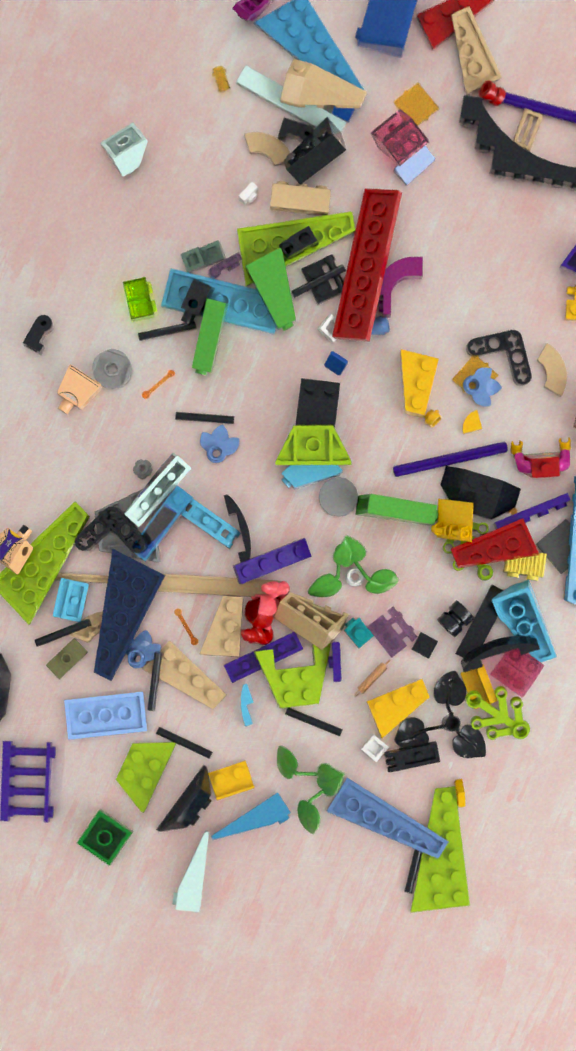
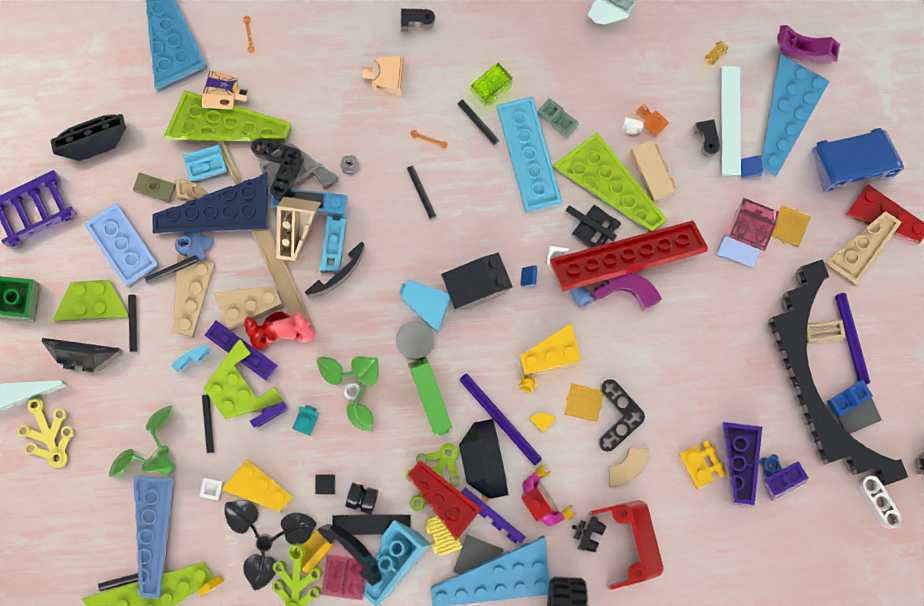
camera: 60 degrees right, 5 degrees down
(63, 632) = (173, 171): black bar -> none
(116, 379) = (417, 104): light grey plate -> none
(157, 489) = (336, 183): light aqua slope -> none
(177, 547) = (293, 226): none -> tan wedge
(194, 641) = (225, 285): clear orange hinge -> none
(197, 291) = (516, 129): black torso -> none
(209, 336) = (492, 156): bright green slope -> none
(218, 441) = (408, 215): medium blue plate -> none
(229, 263) = (563, 139): clear purple plate -> none
(231, 780) = (120, 380): yellow plate -> none
(247, 870) = (48, 435): none -> light yellow plant
(254, 171) = (653, 122): none -> clear orange plate
(264, 814) = (103, 424): dark azure slope -> none
(268, 146) = (683, 122): tan tile -> none
(272, 284) = (564, 186): bright green slope -> none
(272, 561) = (327, 312): dark purple plate -> none
(298, 243) = (614, 188): black leg -> none
(309, 620) = (292, 372): tan wedge -> none
(313, 447) = (444, 293): lime wing -> none
(314, 86) = (755, 128): tan wedge -> none
(315, 151) = (700, 159): black wedge -> none
(372, 677) = (272, 454): light nougat piece -> none
(388, 636) = (316, 448): clear purple plate -> none
(412, 756) = (220, 526): black hinge -> none
(454, 520) = (446, 449): yellow hinge -> none
(484, 386) = (579, 415): medium blue plate -> none
(492, 93) = (838, 283): red wheel -> none

